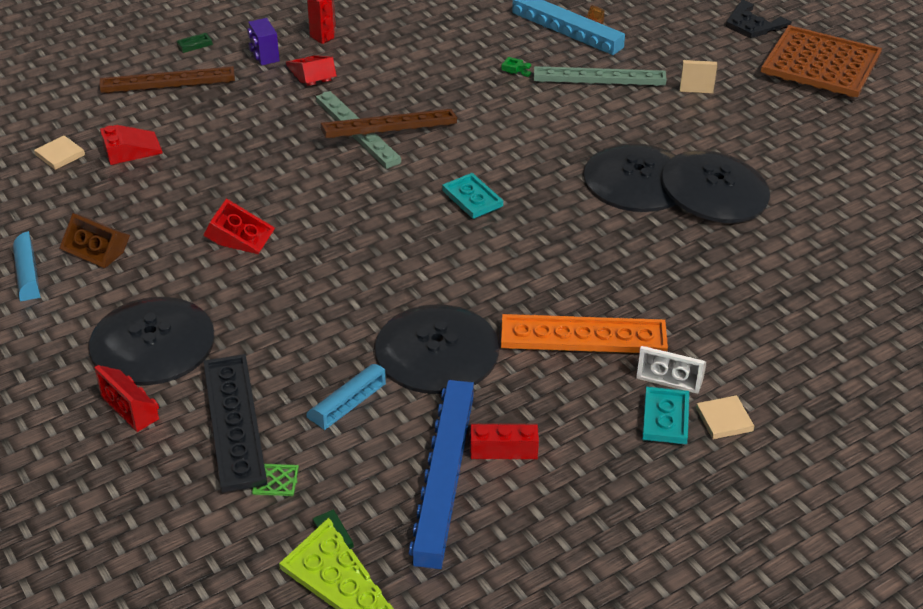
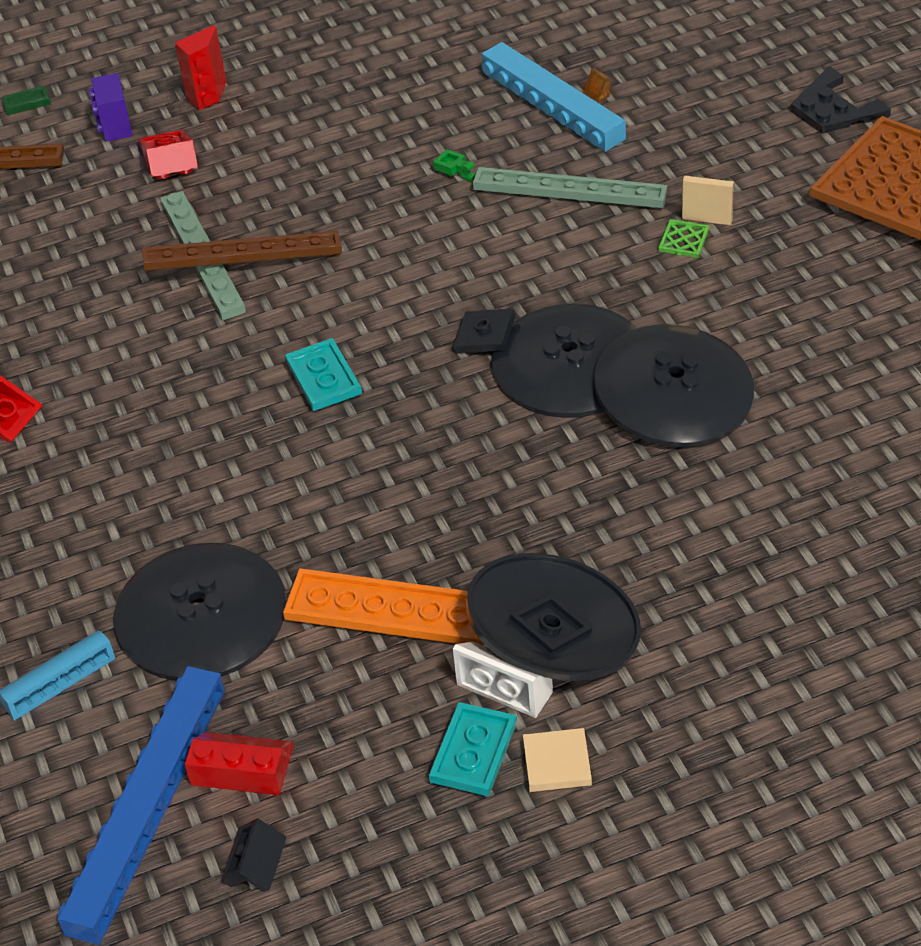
camera: 15 degrees right, 5 degrees up
(535, 497) = (254, 855): none -> black panel
(575, 162) = (484, 331): none -> black plate
(683, 108) = (681, 250): none -> bright green window
(694, 327) = (526, 593): none -> black dish

